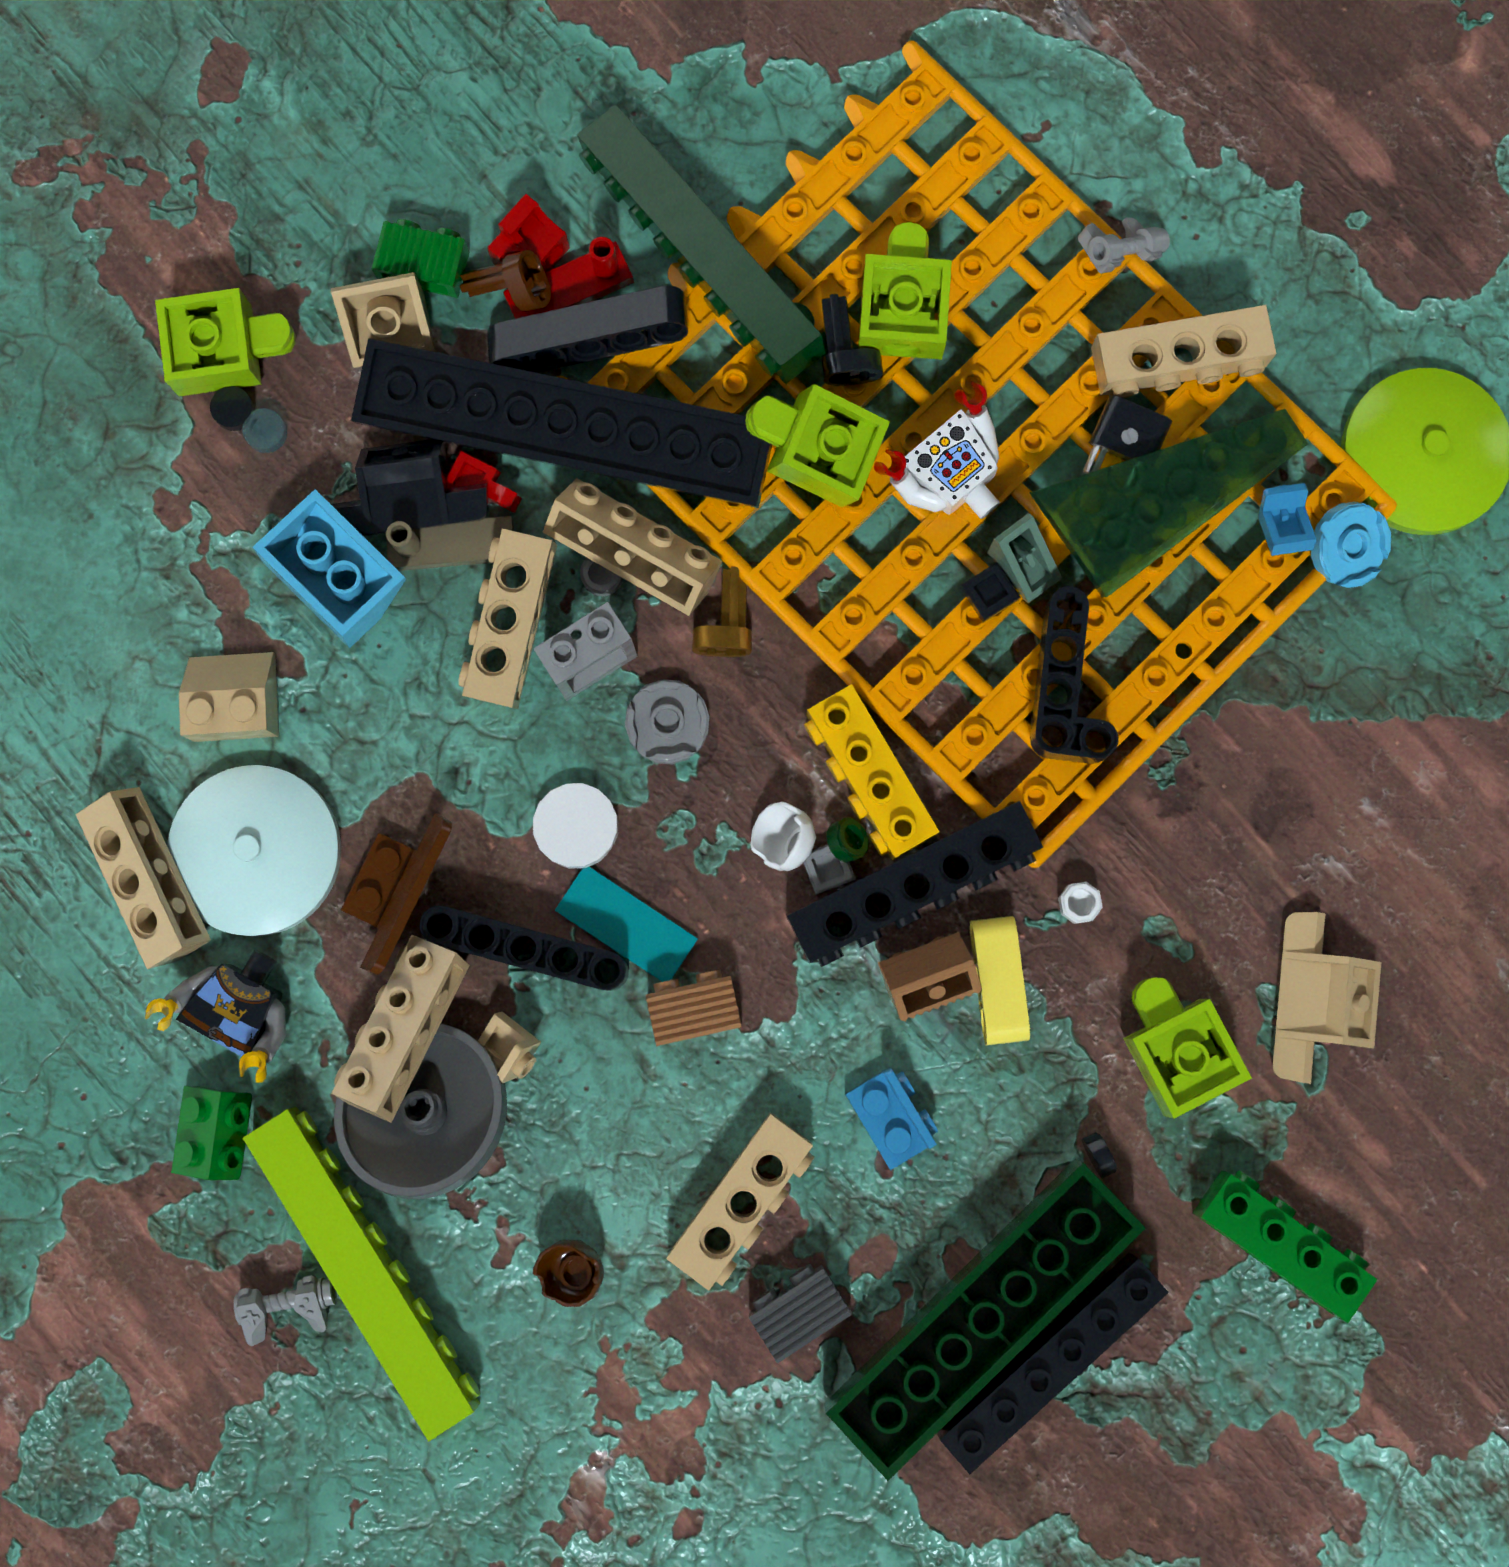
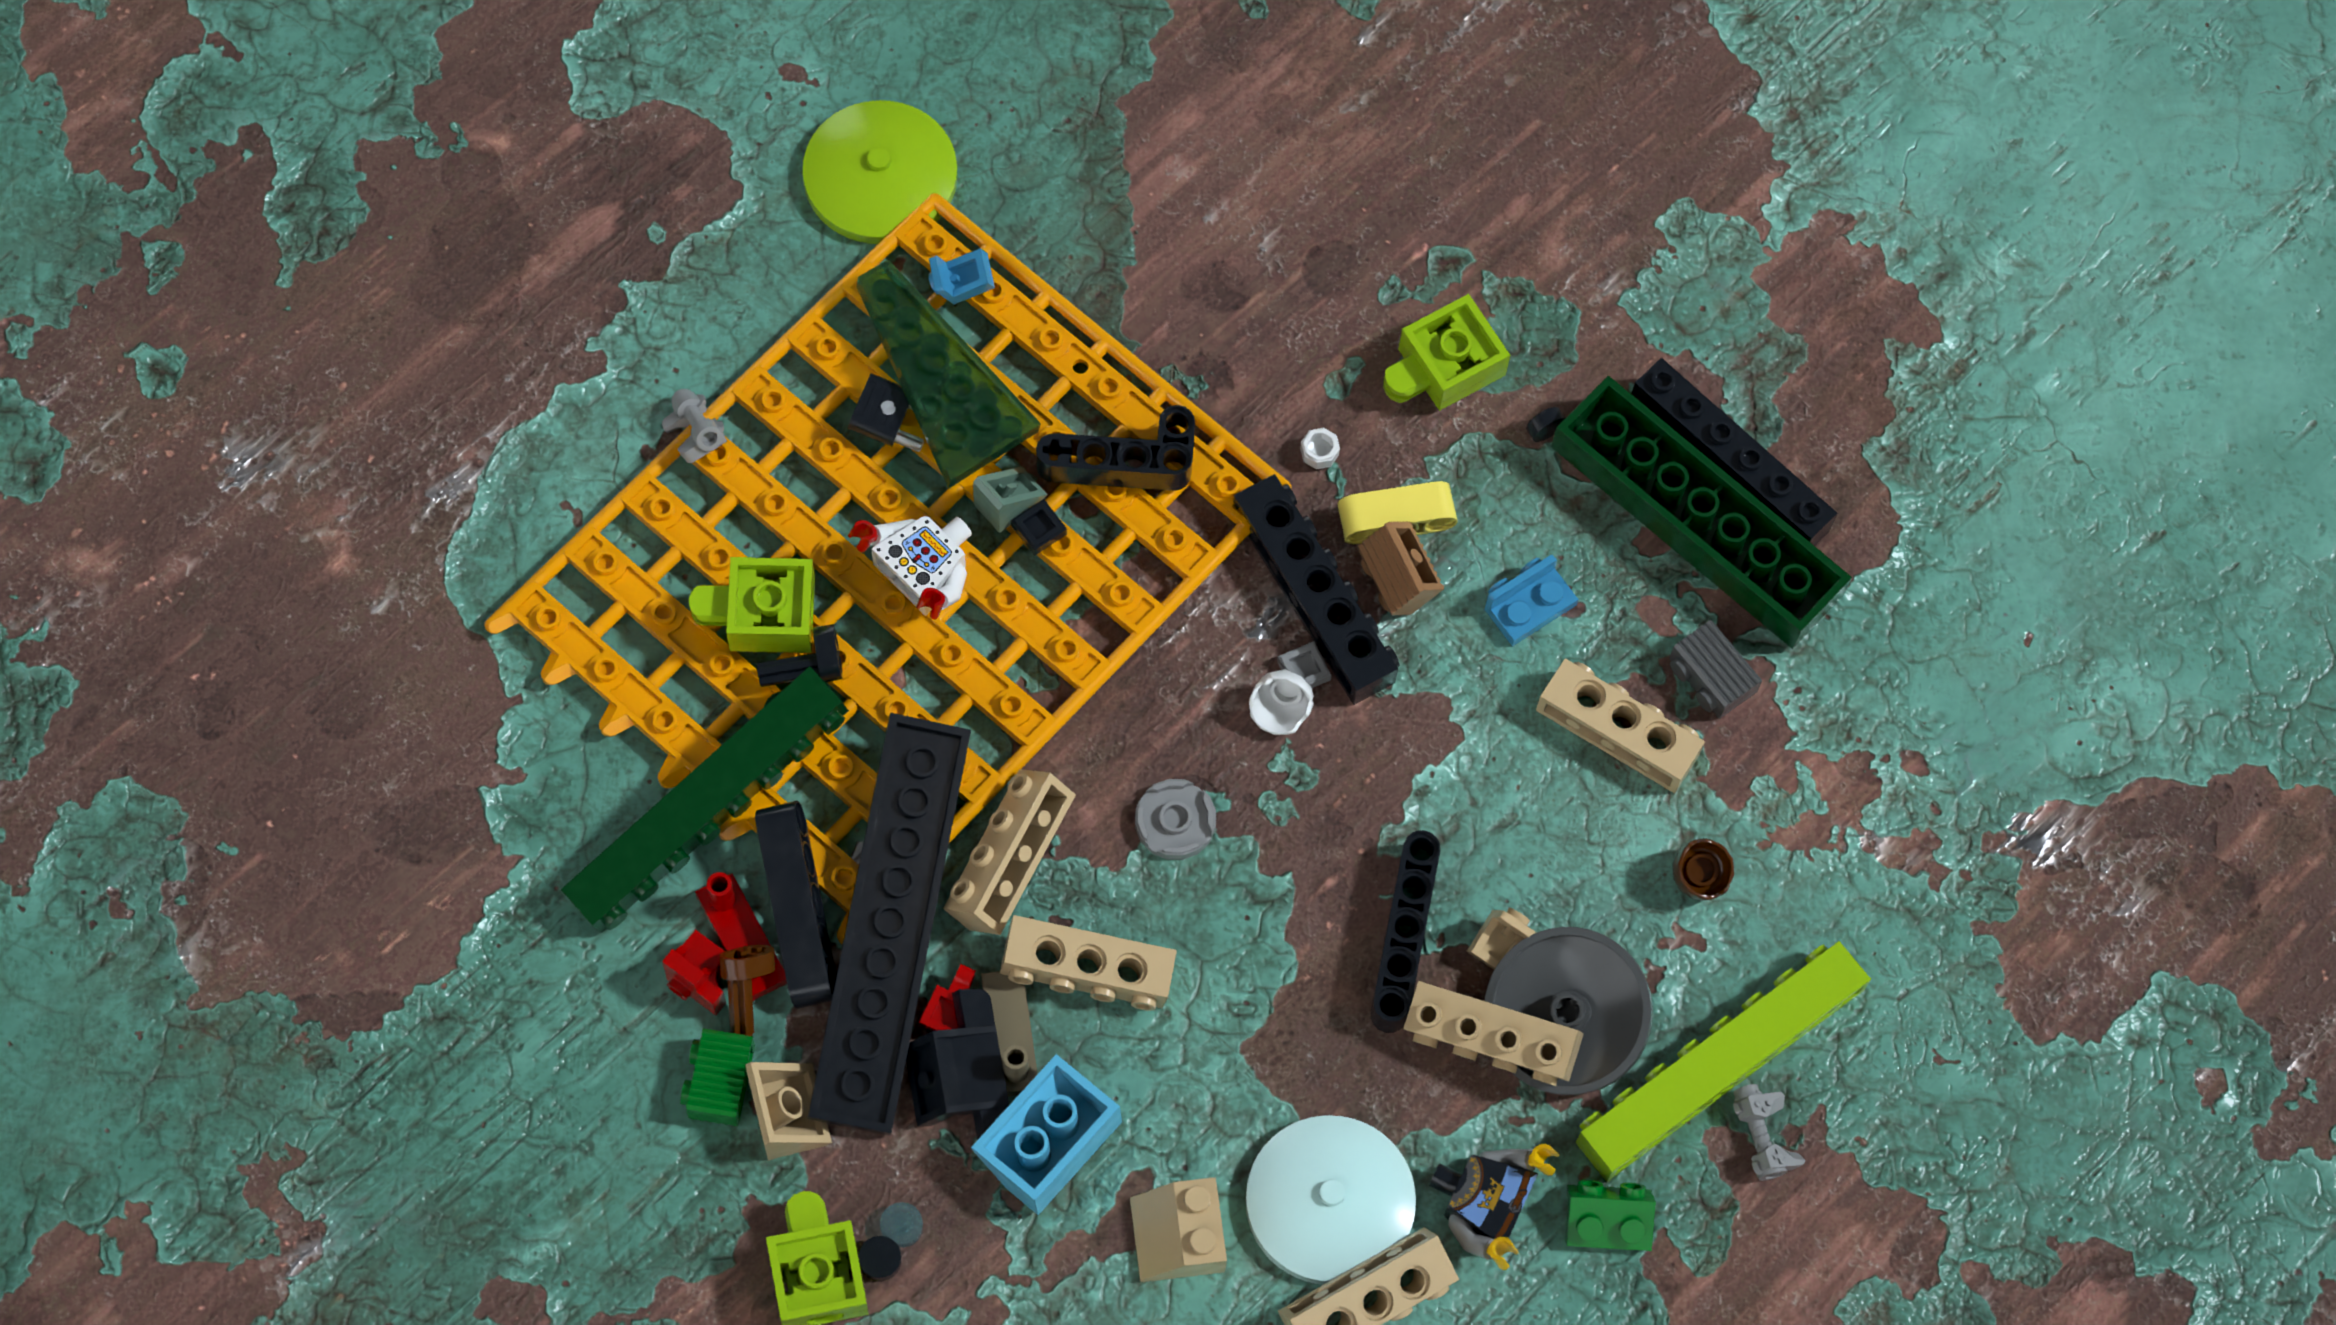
camera: 100 degrees left, 15 degrees down
(391, 887) = (1358, 1051): reddish brown plate -> none
(575, 825) = (1283, 895): white tile -> none
(584, 661) = (1114, 867): light grey window -> none
(599, 579) = (1038, 891): light grey tile -> none
(626, 924) = (1372, 847): teal piece -> none
(693, 1009) = (1448, 775): medium nougat brick -> none
(732, 637) = (1089, 760): pearl gold piece -> none
(819, 442) = (910, 669): lime brick -> none
(847, 840) = (1278, 648): dark green tile -> none
(871, 772) = (1213, 630): yellow brick -> none
(1244, 329) = (810, 423): tan brick -> none
(1284, 1245) = (1608, 272): green brick -> none
(1320, 998) = (1389, 249): tan plate -> none
(1342, 553) = (985, 230): medium azure tile -> none

